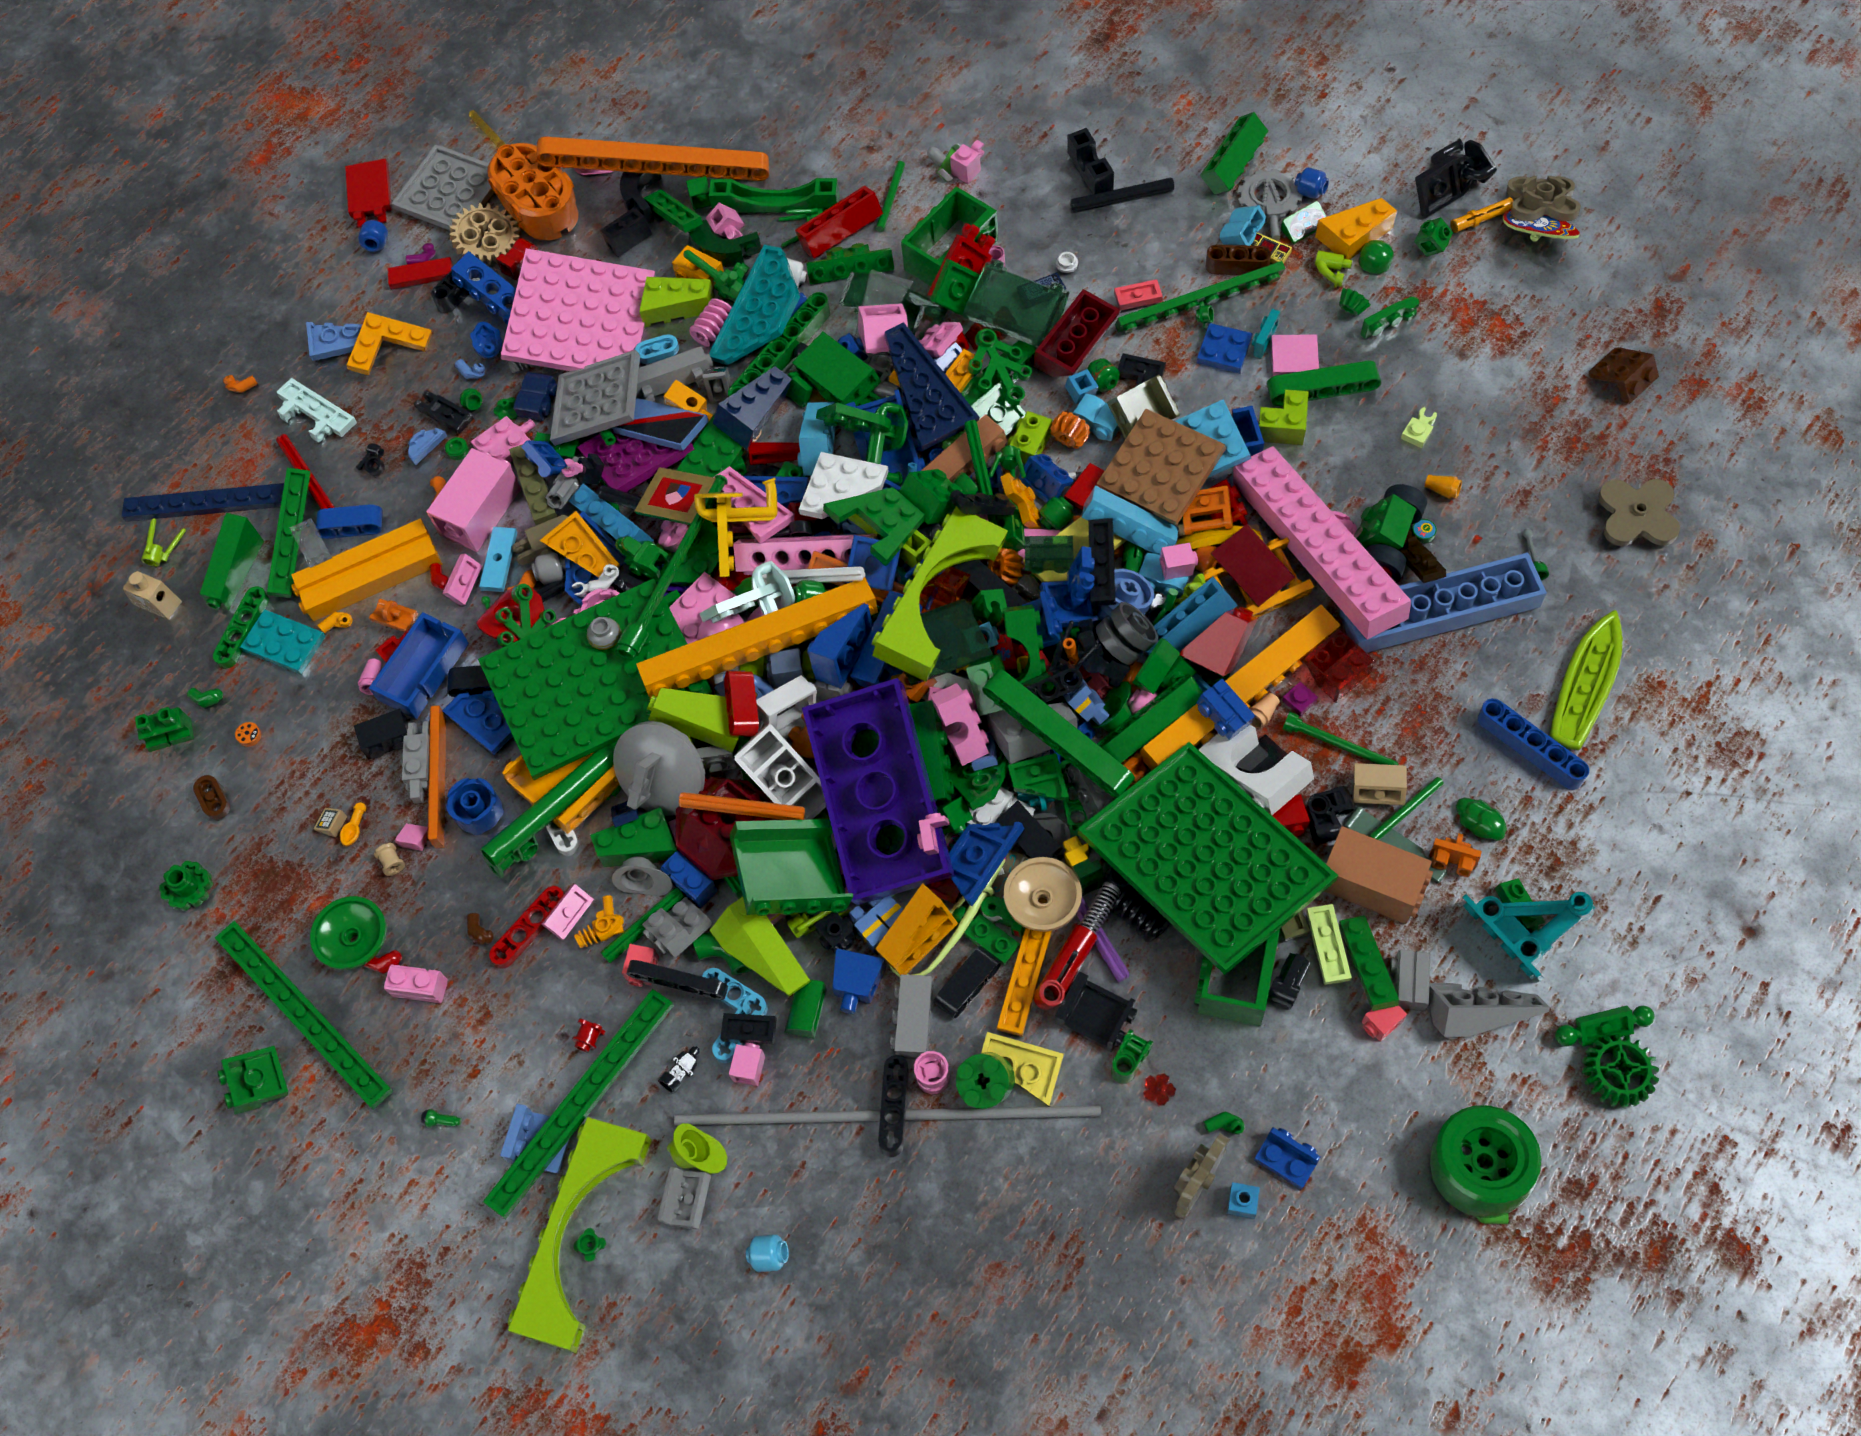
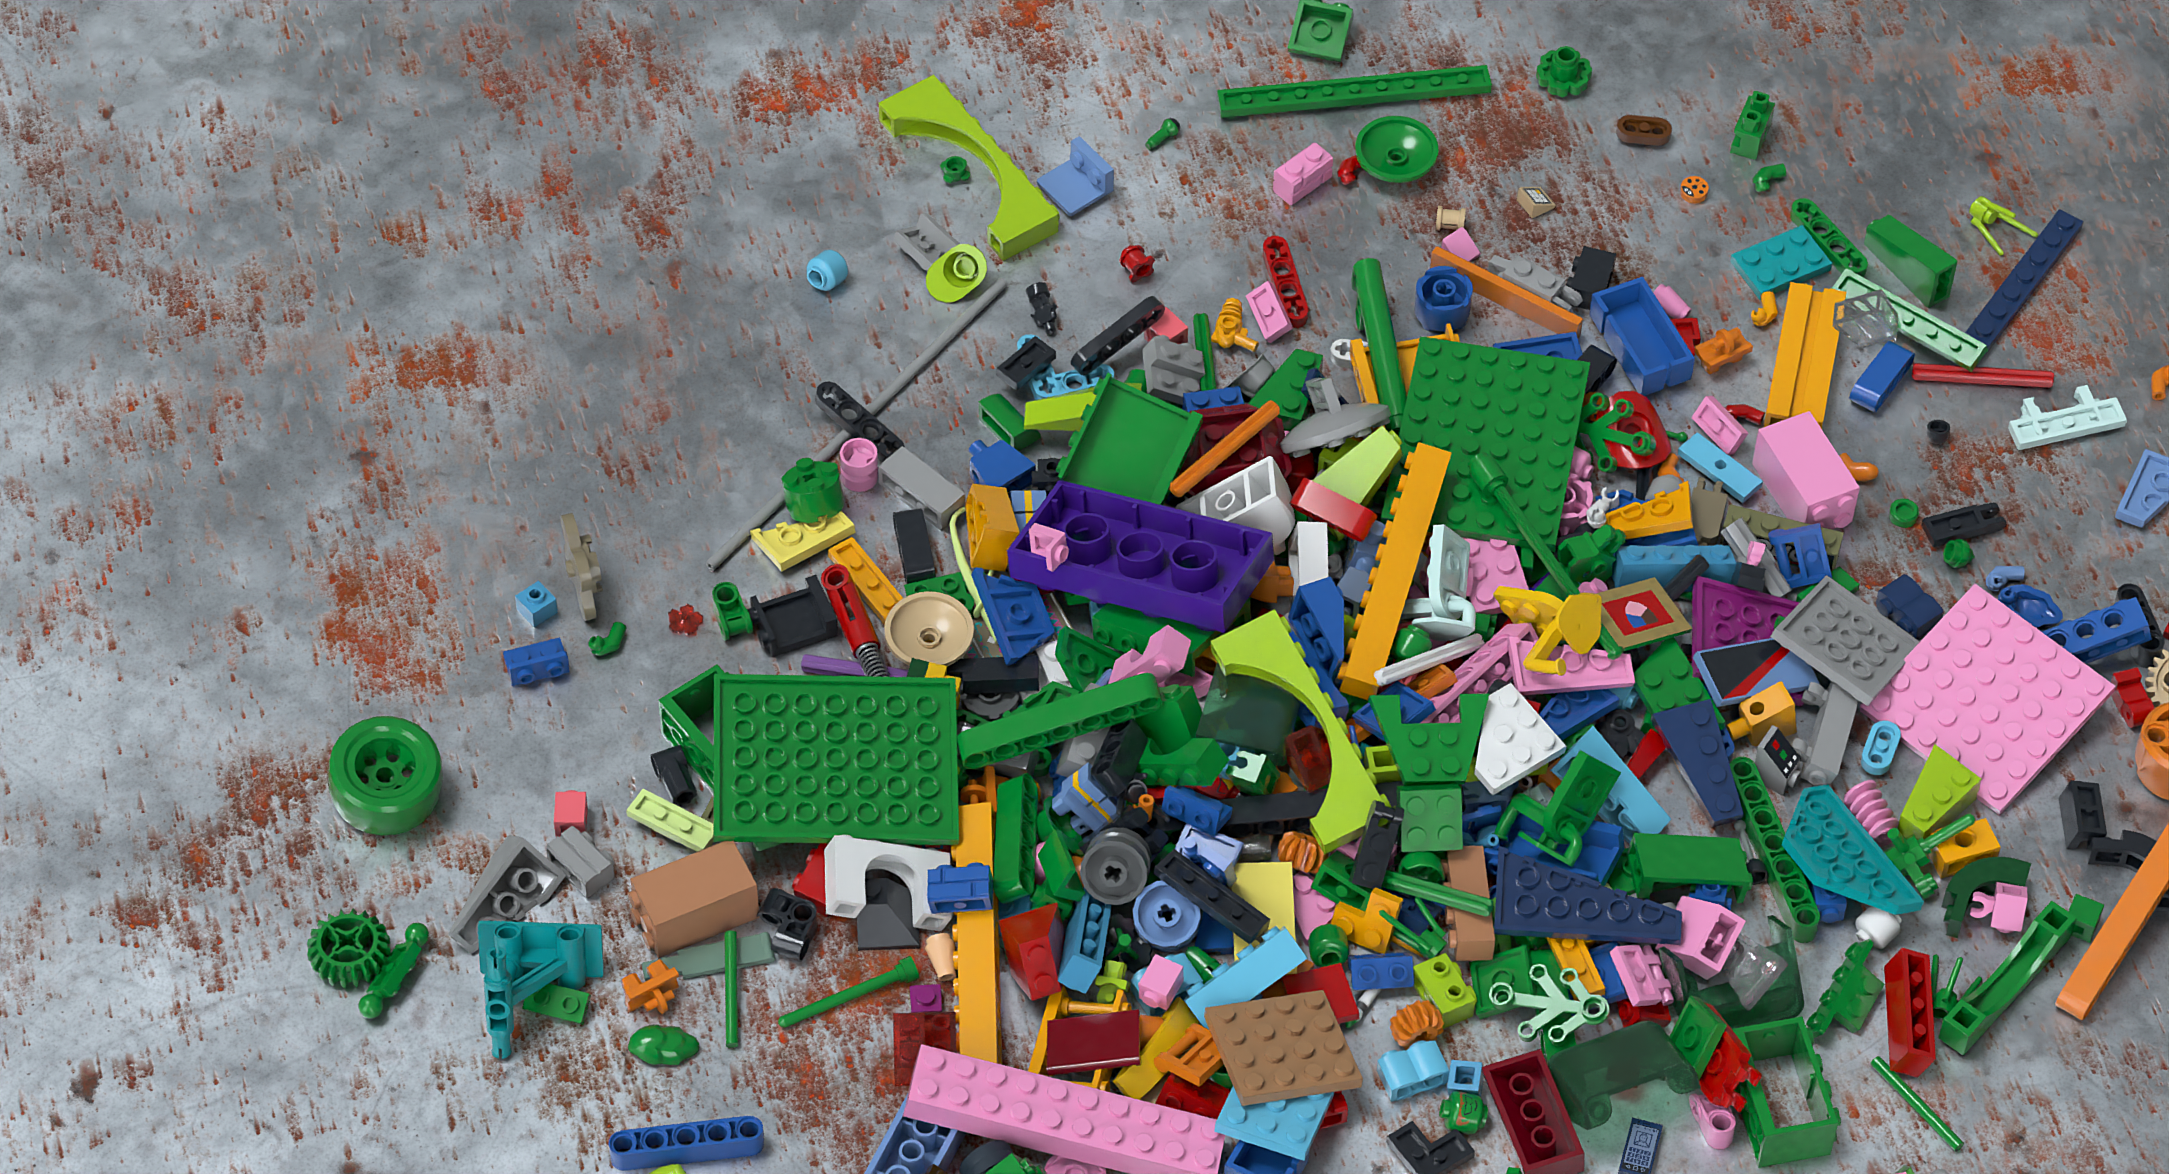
camera: 120 degrees right, 10 degrees down
(144, 590) = (1926, 182): tan torso -> none
(351, 831) = (1510, 210): light orange piece -> none
(372, 450) = (1961, 443): black hand -> none
(380, 328) = (2126, 520): light orange plate -> none
(423, 443) = (1933, 486): medium blue plate -> none
(476, 932) = (1319, 243): reddish brown arm -> none
(502, 437) = (1873, 550): bright pink plate -> none
(505, 408) = (1925, 580): green plant -> none
(578, 1104) = (1077, 217): green plate -> none
(603, 633) = (1523, 465): light grey piece -> none
(673, 211) = (2066, 864): green plate -> none
(747, 1064) = (995, 347): bright pink brick -> none
(799, 390) = (1713, 829): green tile -> none
(957, 813) = (1074, 614): green brick -> none
(1048, 553) = (1271, 875): clear green brick -> none
(1149, 395) = (1383, 1104): olive panel -> none
(1369, 963) = (622, 832): green plate -> none
(1384, 784) = (774, 980): tan brick -> none

